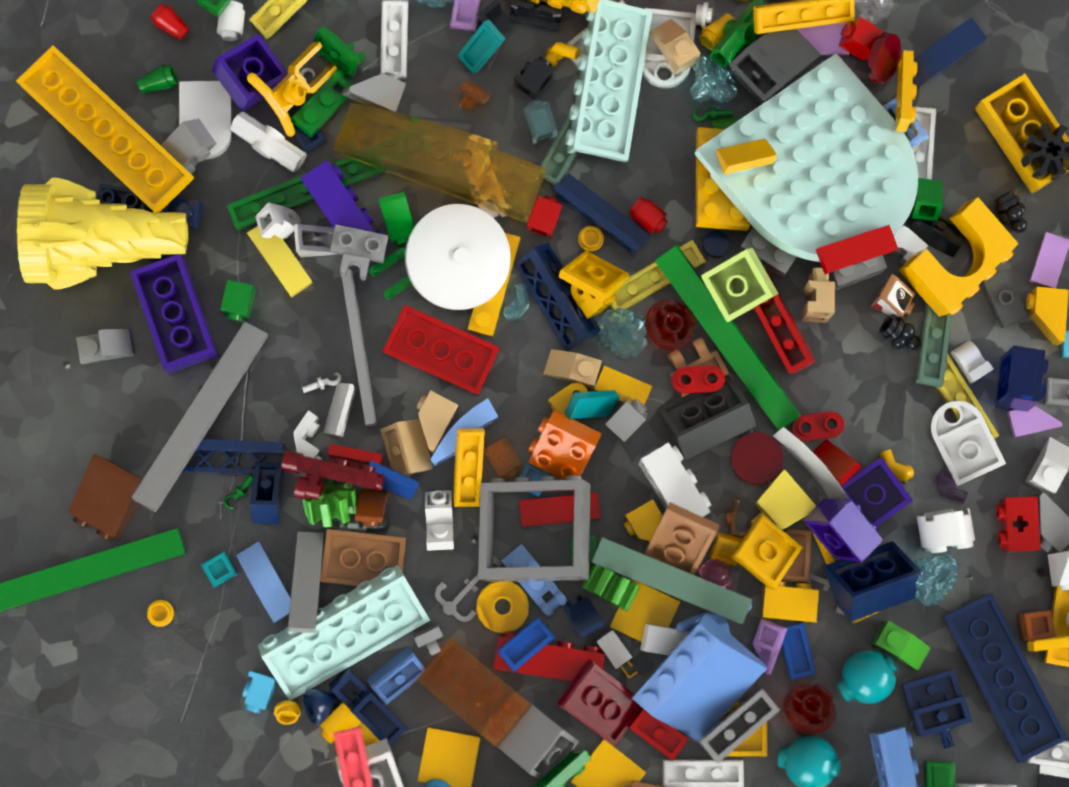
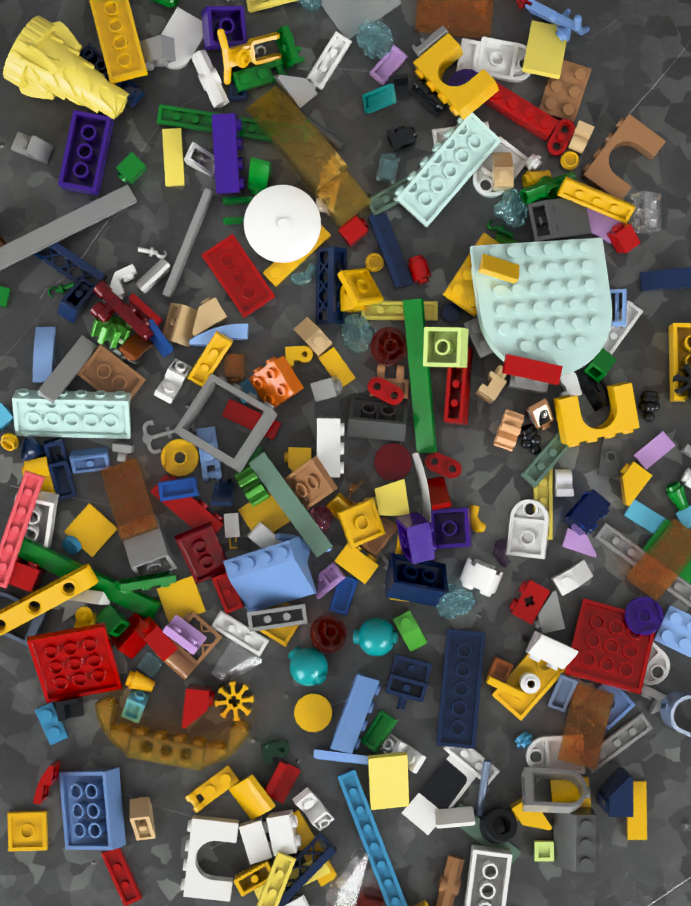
camera: 30 degrees right, 5 degrees up
(219, 569) = (20, 329): teal tile -> none
(279, 223) = (185, 133): white leg -> none
(358, 248) = (221, 181): light grey plate -> none
(474, 94) = (357, 126): clear orange tile -> none
(560, 50) = (428, 130): yellow arm -> none
(592, 404) = (309, 366): teal tile -> none
(870, 338) = (508, 430): none -> light nougat gear
(884, 58) = (629, 259): dark red tile -> none
(905, 91) = (629, 289): yellow plate -> none

